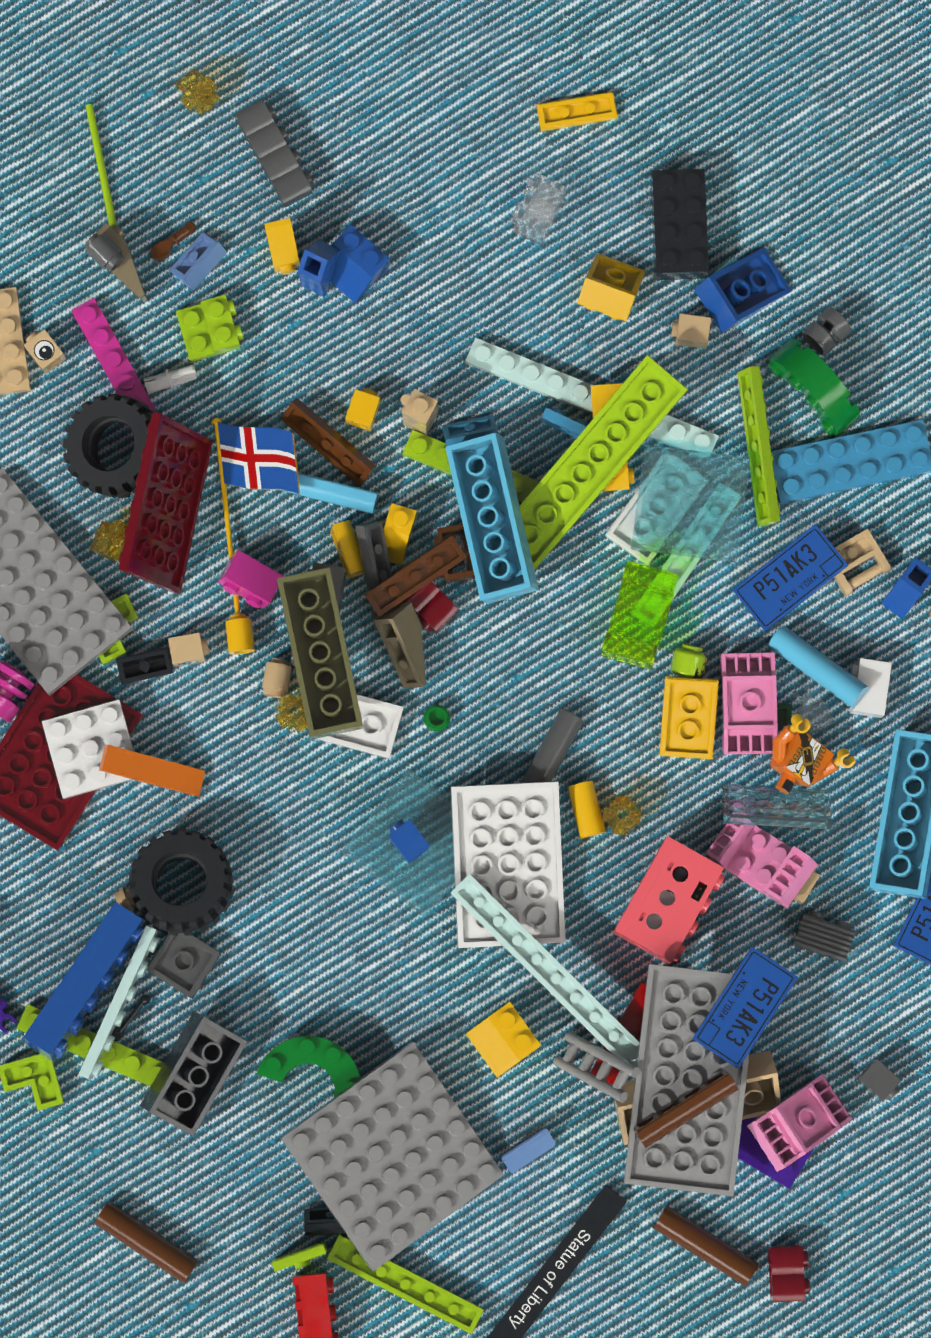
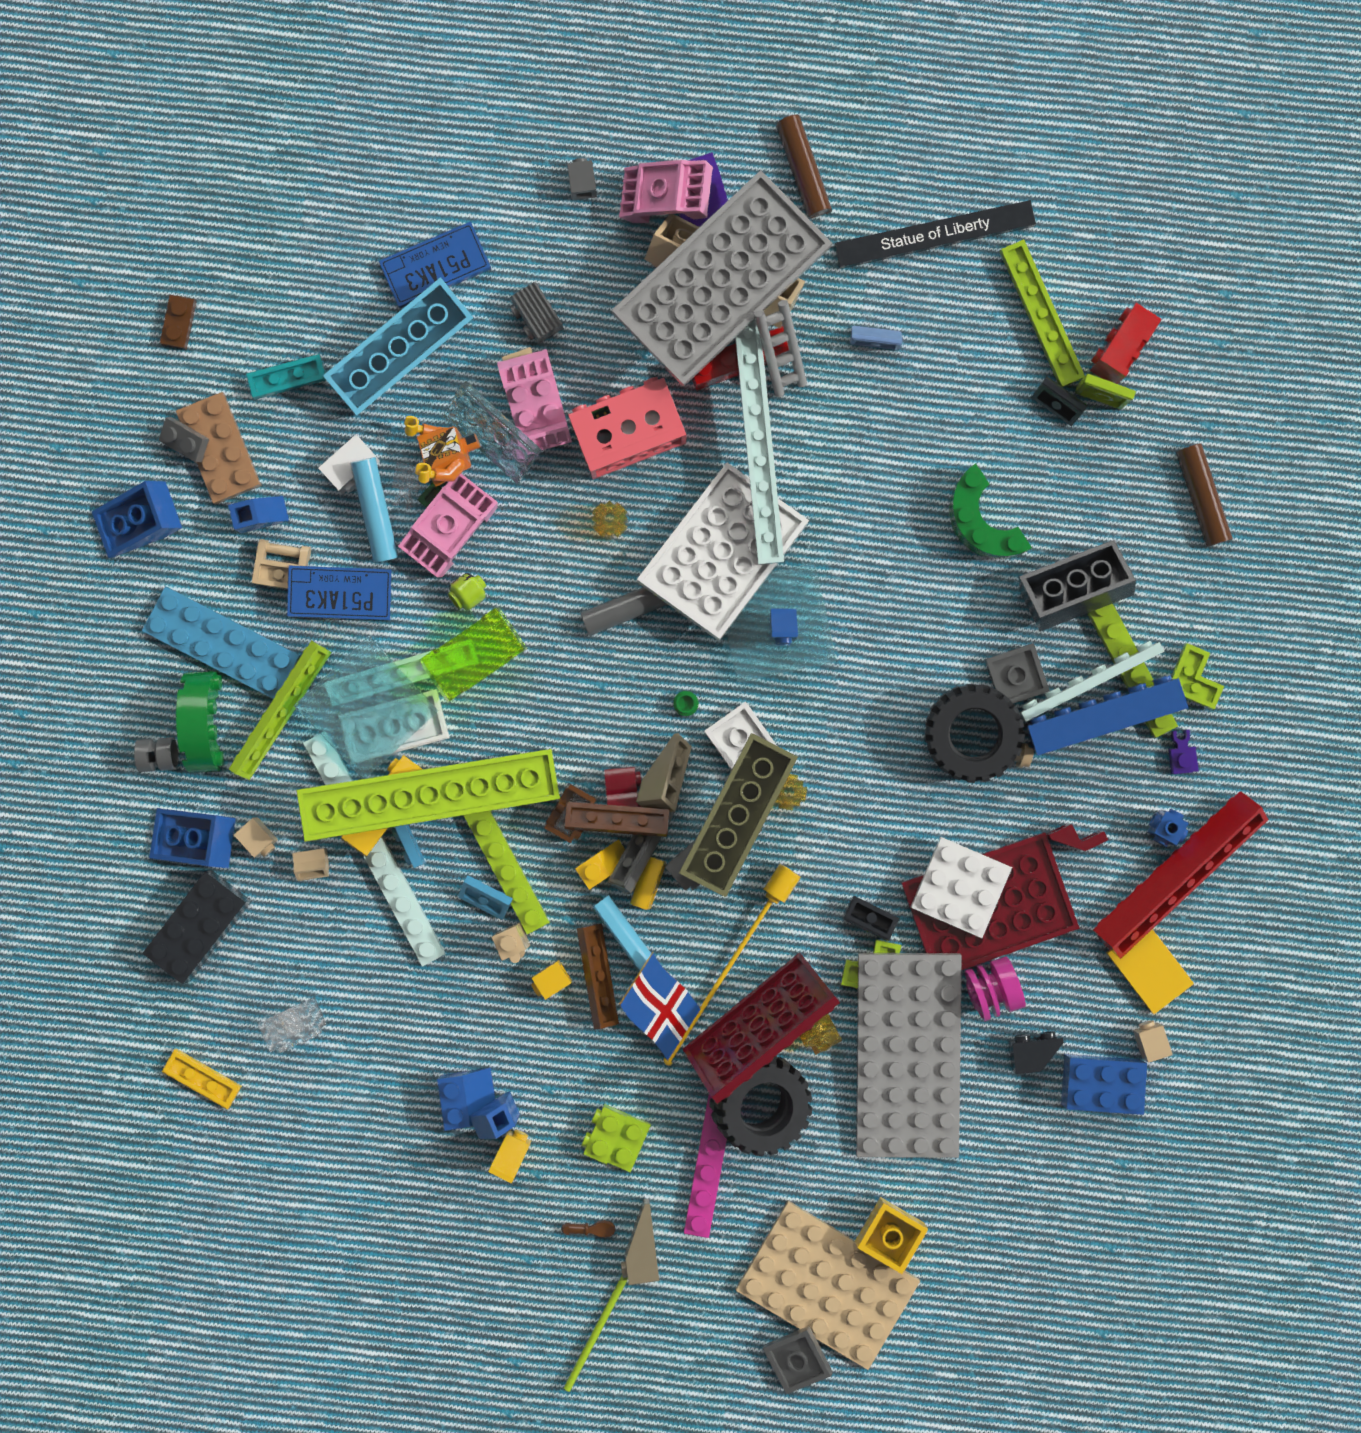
camera: 140 degrees left, 5 degrees up
(37, 861) = (1067, 836): none -> dark red slope
(44, 351) = (754, 1222): tan brick -> none
(104, 252) = (649, 1262): dark grey brick -> none
(144, 1000) = (1066, 671): black hinge -> none
(151, 770) = (930, 834): orange tile -> none
(170, 379) = (676, 1122): white axle -> none
(188, 649) = (828, 904): tan brick -> none
(197, 92) = (476, 1331): clear yellow brick -> none
(198, 261) = (581, 1197): medium blue slope -> none
(249, 579) = (741, 918): dark pink brick -> none
(273, 153) = (457, 1235): dark grey brick -> none
(276, 678) = (780, 829): tan brick -> none
(392, 1156) = (980, 408): light grey plate -> none
(492, 518) = (523, 816): medium azure brick -> none
(503, 1039) = (828, 429): yellow slope -> none
(586, 809) = (631, 546): yellow brick -> none
(611, 287) = (288, 921): yellow slope -> none
(631, 346) = (311, 864): none -> tan piece
(685, 1108) = (744, 257): reddish brown brick -> none
(688, 717) = (500, 551): yellow tile -> none
(744, 1007) = (640, 294): blue tile -> none
(787, 1273) = (762, 98): dark red brick -> none

